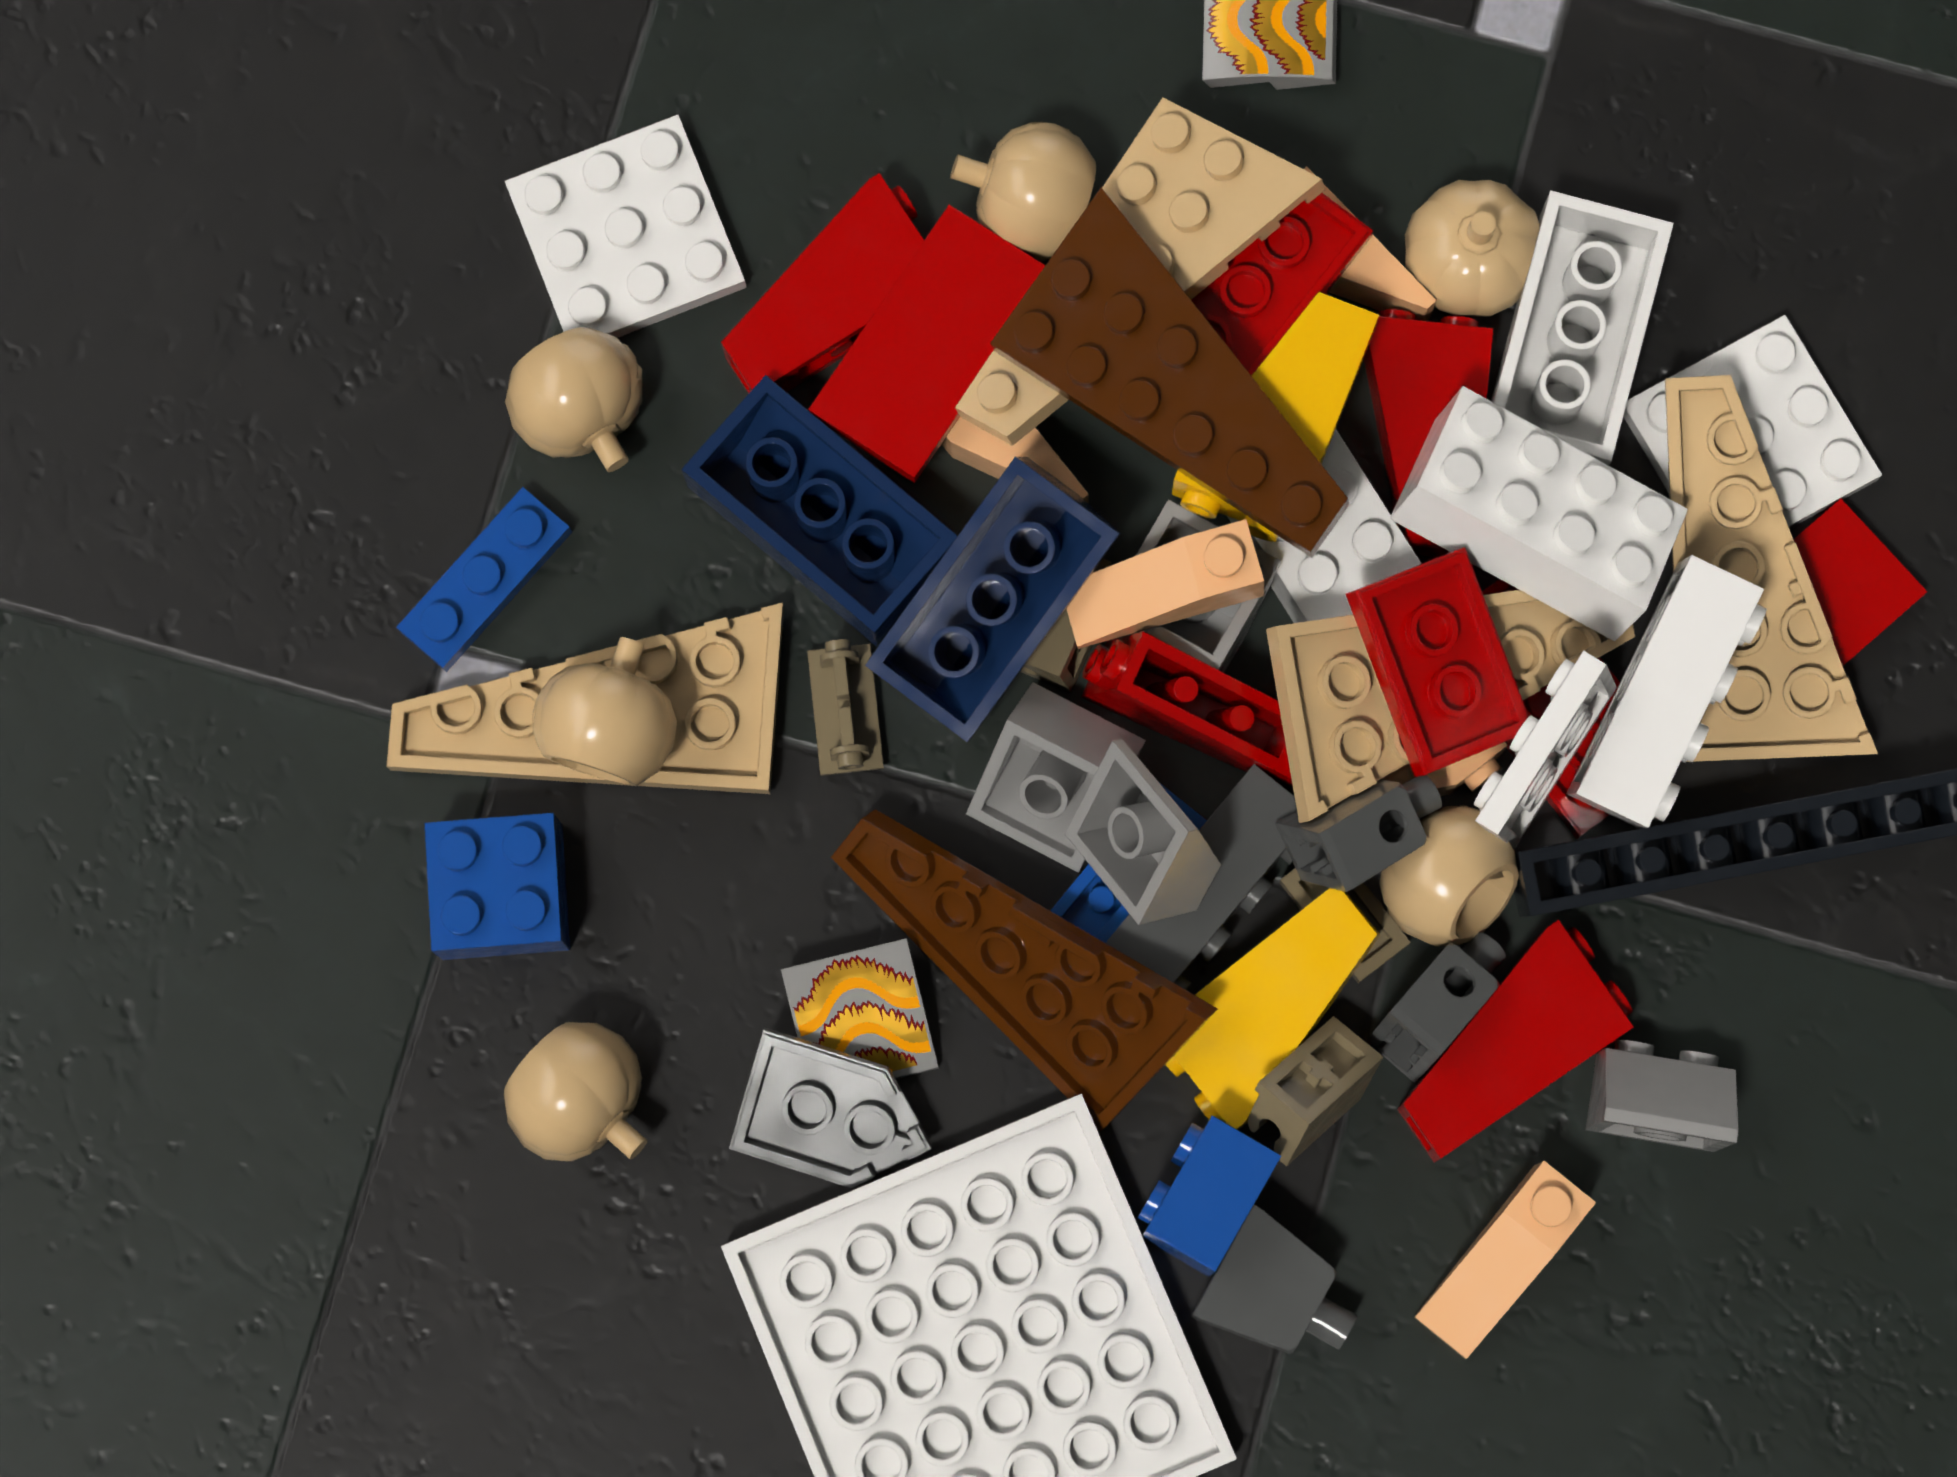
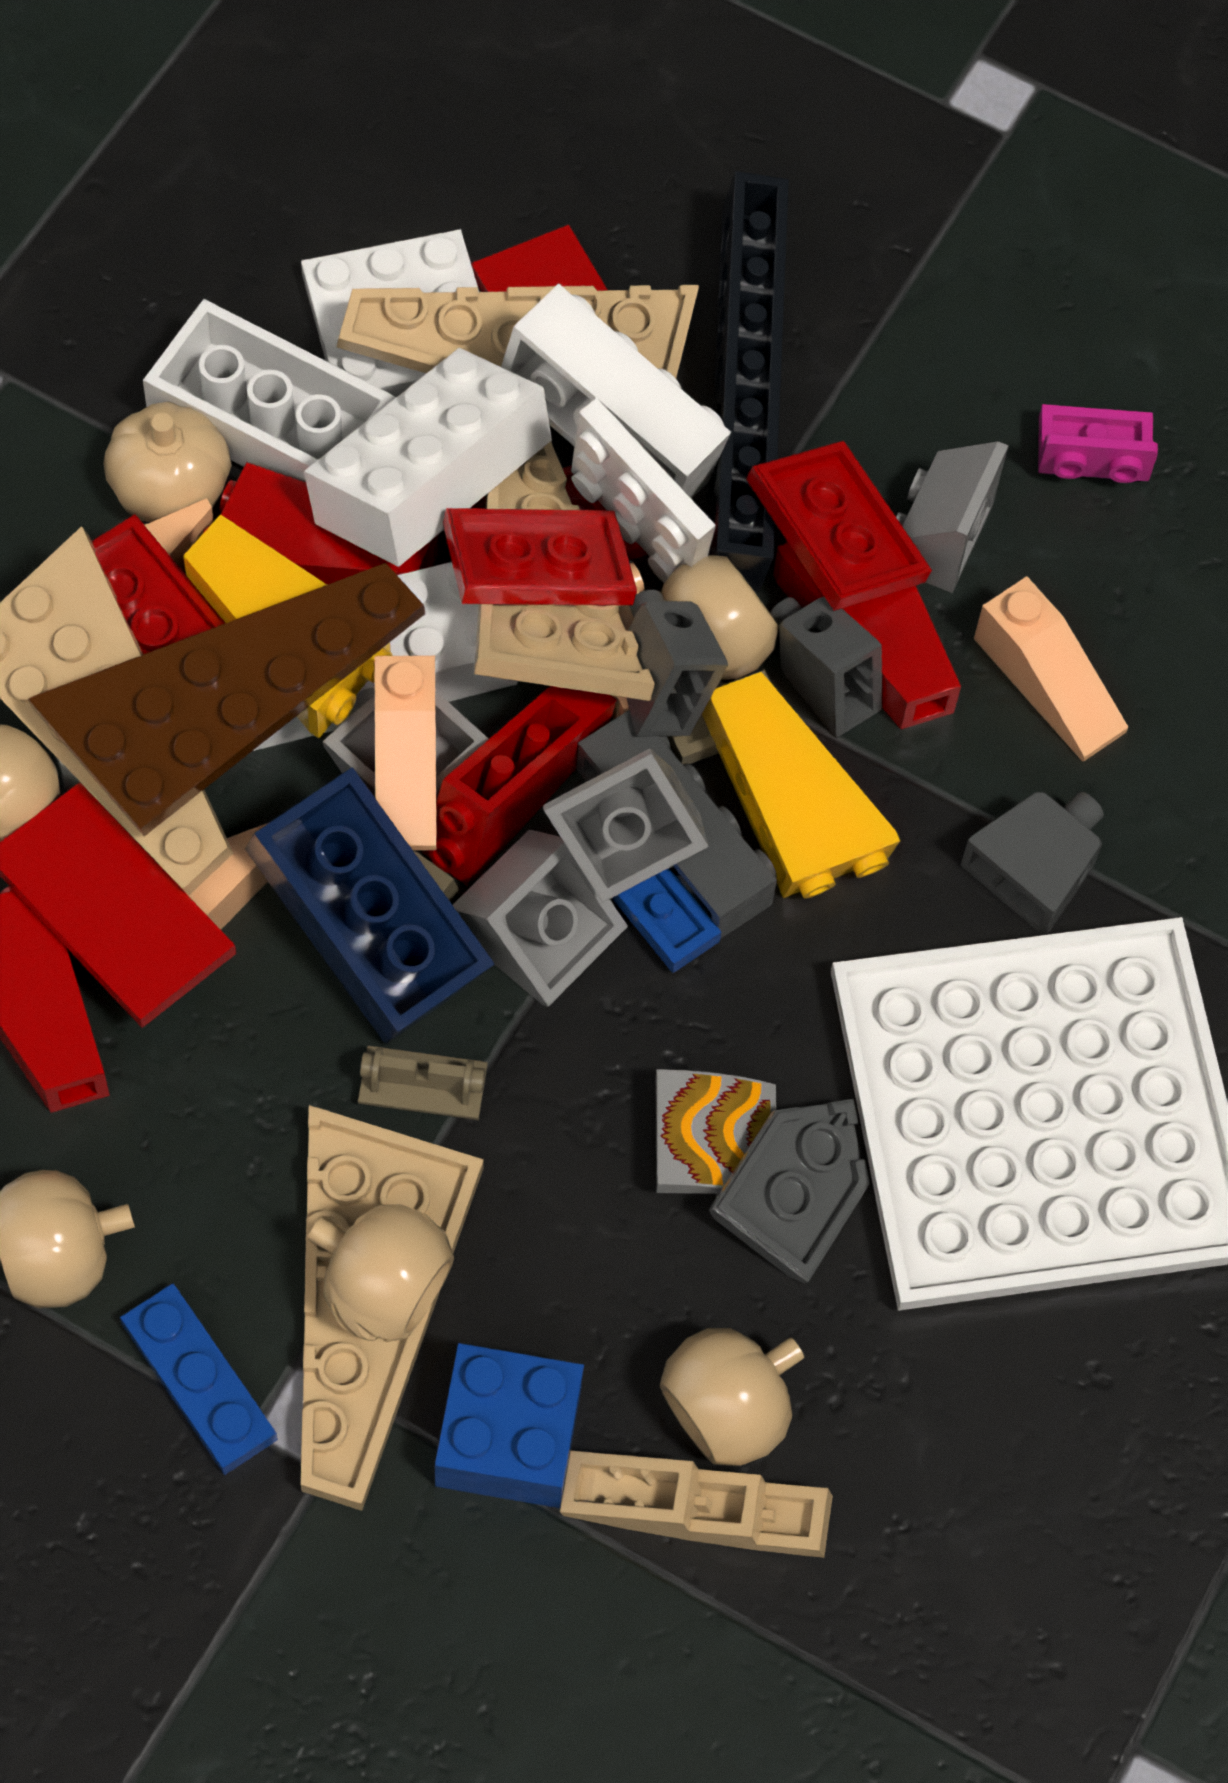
camera: 85 degrees left, 15 degrees down
(468, 1091) = (696, 1504): none -> tan slope
(818, 509) = (235, 1045): dark blue slope -> none
(1054, 990) = (727, 963): reddish brown wing -> none
(1209, 1196) = (952, 871): blue brick -> none
(1314, 1087) = (880, 764): dark tan hinge -> none
(1592, 977) = (838, 525): none -> red tile
(1817, 1250) = (1096, 443): none -> dark pink bracket

